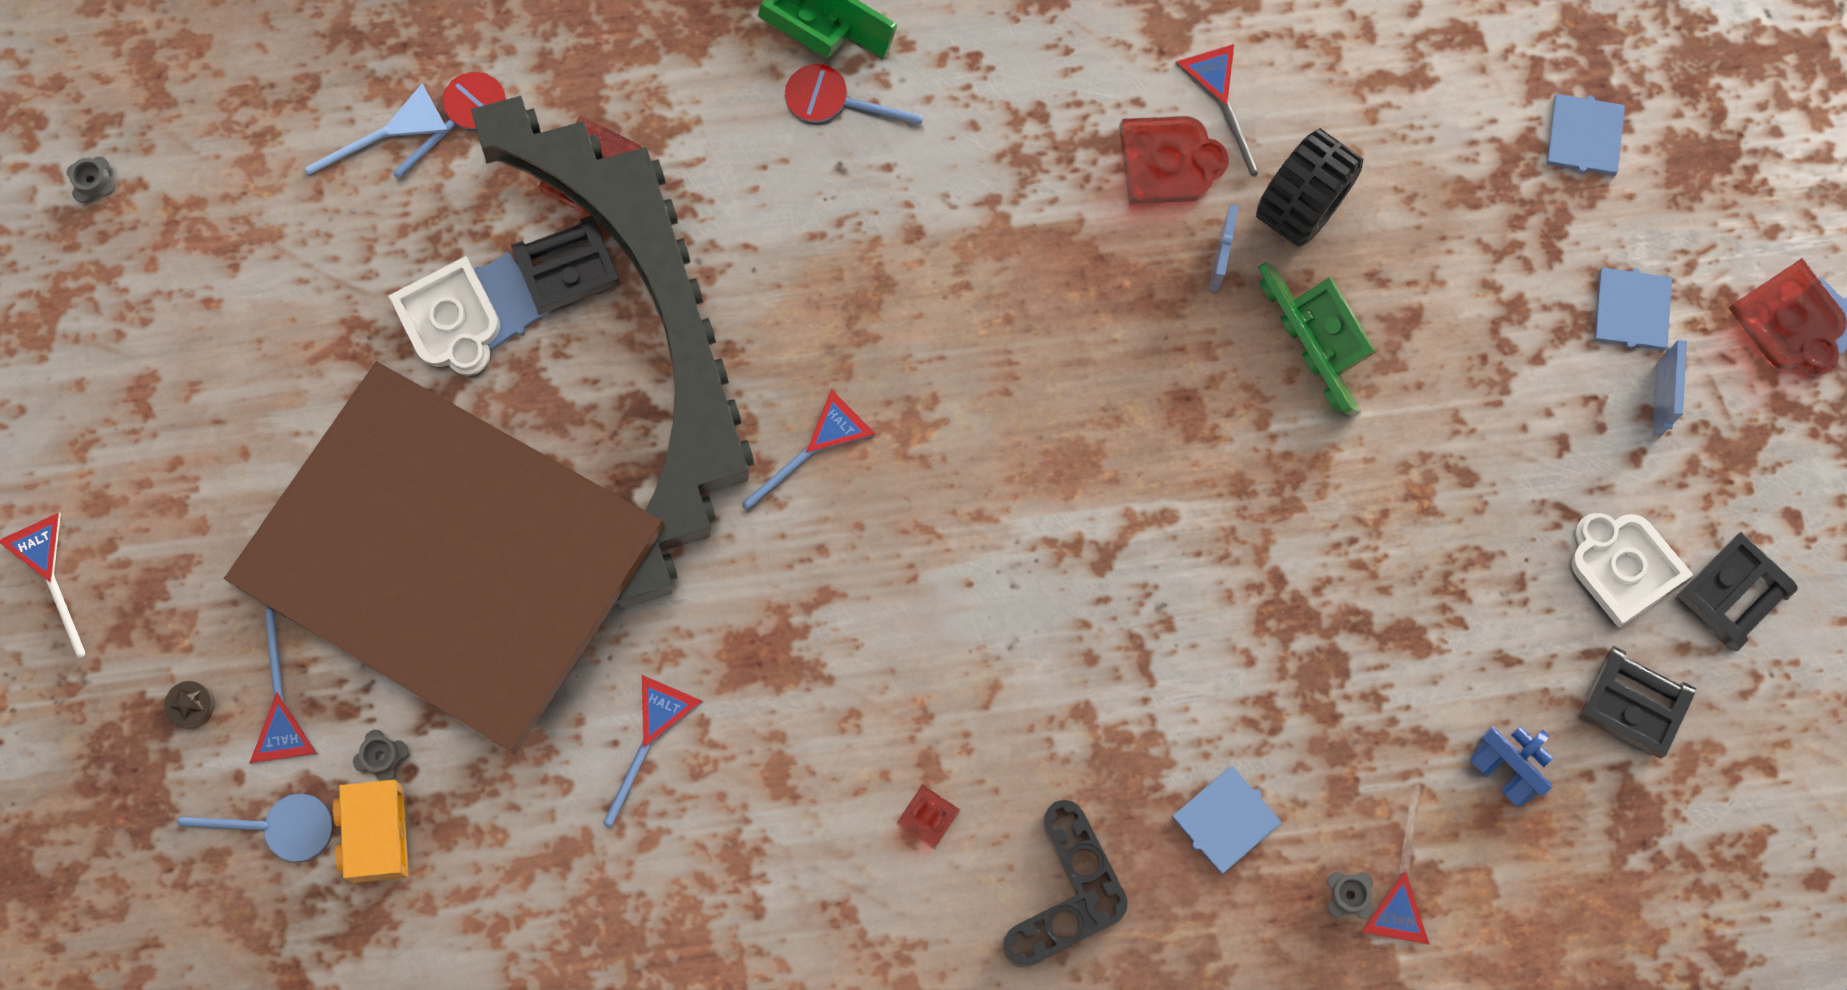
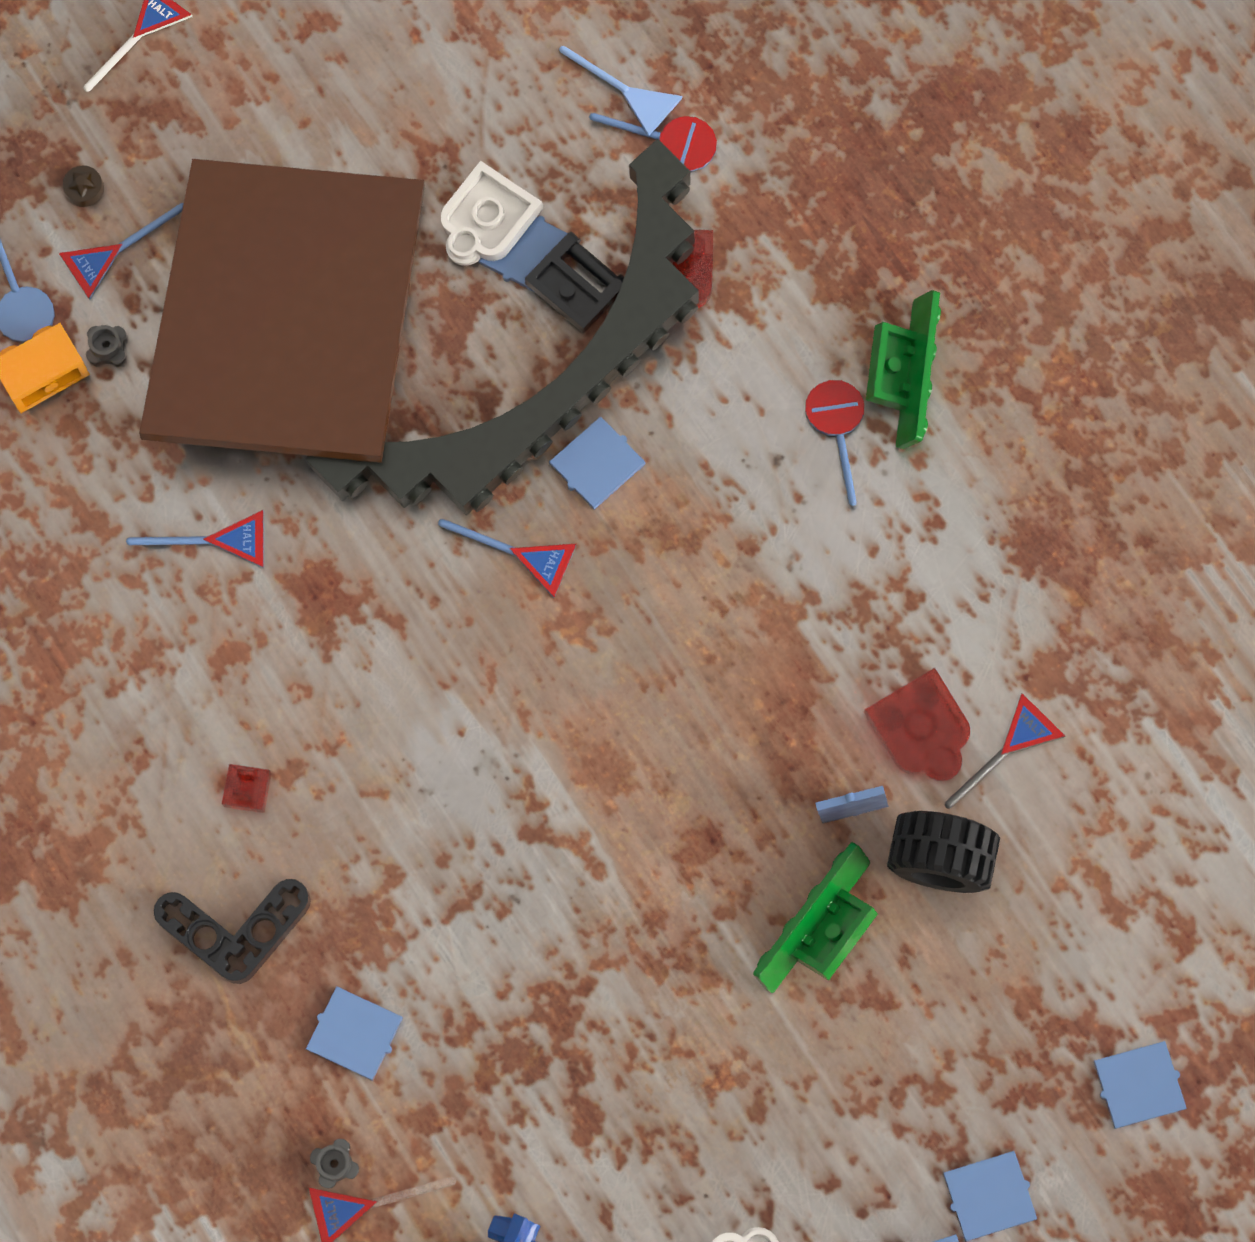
camera: 70 degrees right, 0 degrees up
(759, 332) = (597, 462): none -> medium blue piece

